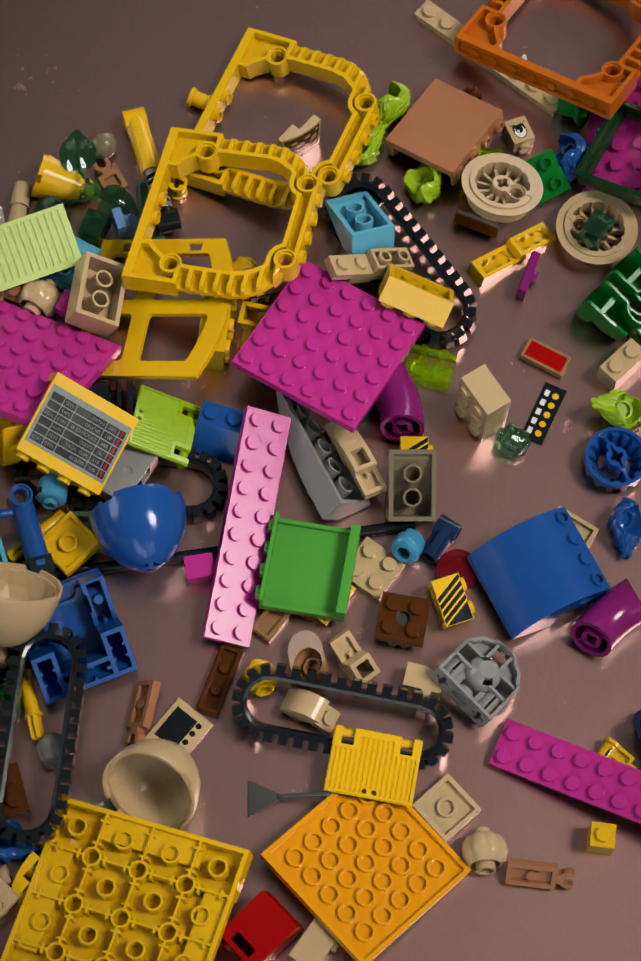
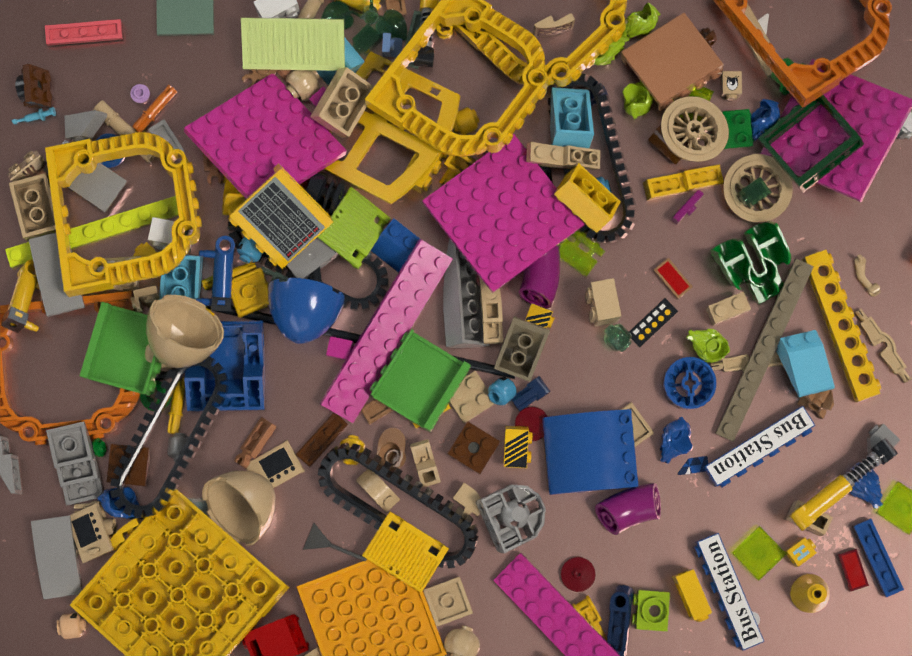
camera: 25 degrees right, 15 degrees up
(583, 720) = (578, 574): none -> dark red piece

